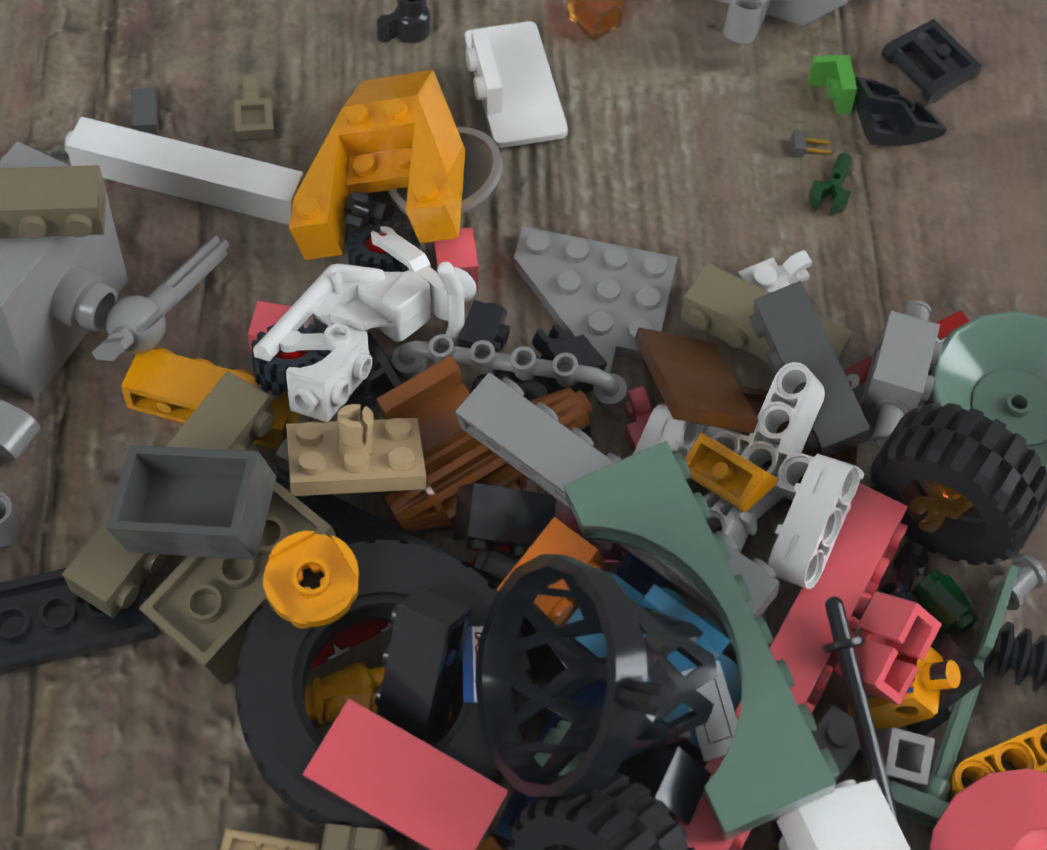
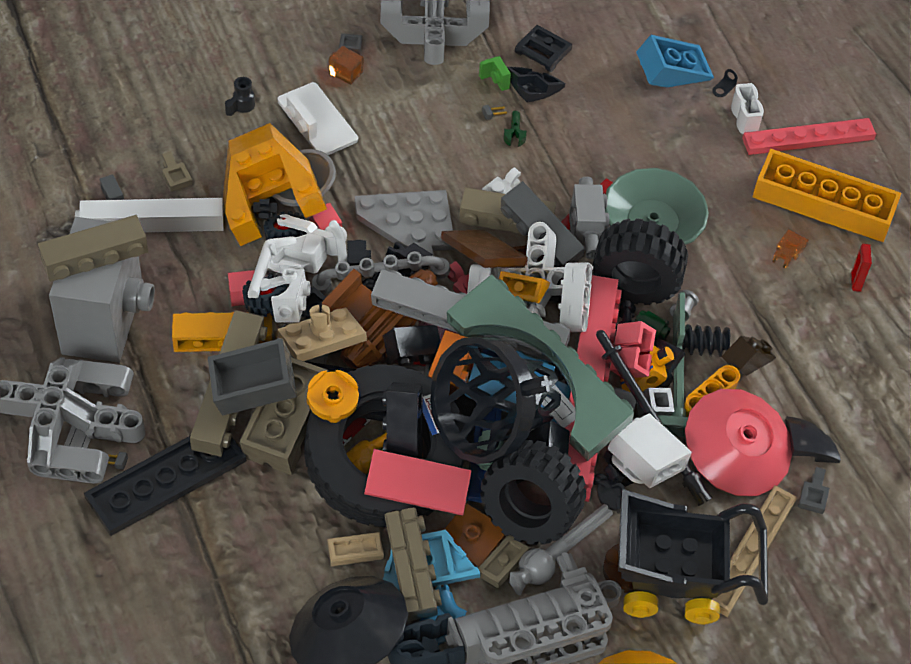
camera: 20 degrees left, 5 degrees down
(139, 322) = (170, 299): light grey piece -> none
(940, 503) = (635, 273): clear orange plate -> none

